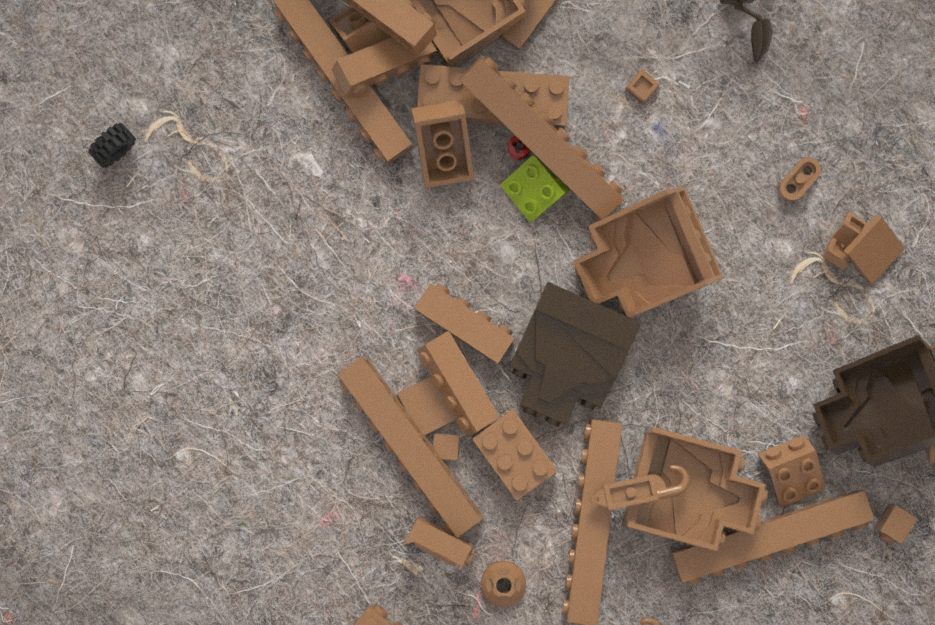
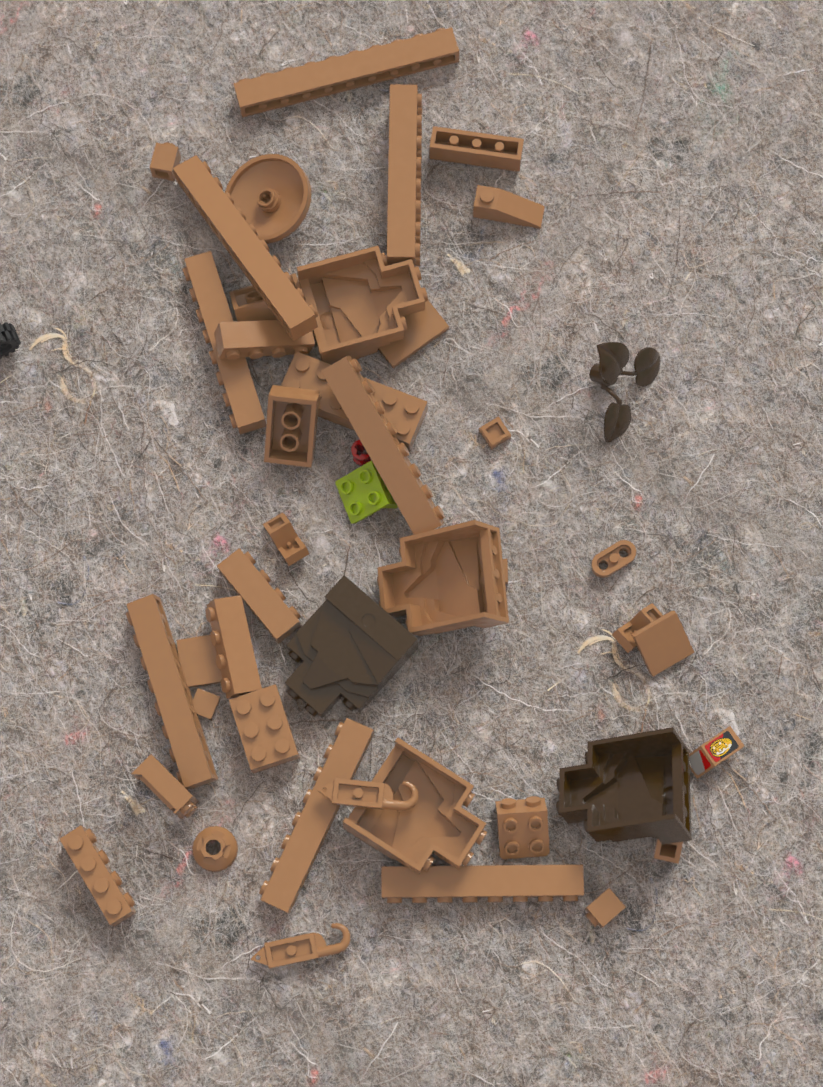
camera: 25 degrees right, 10 degrees down
(471, 258) = (285, 539): none -> medium nougat slope

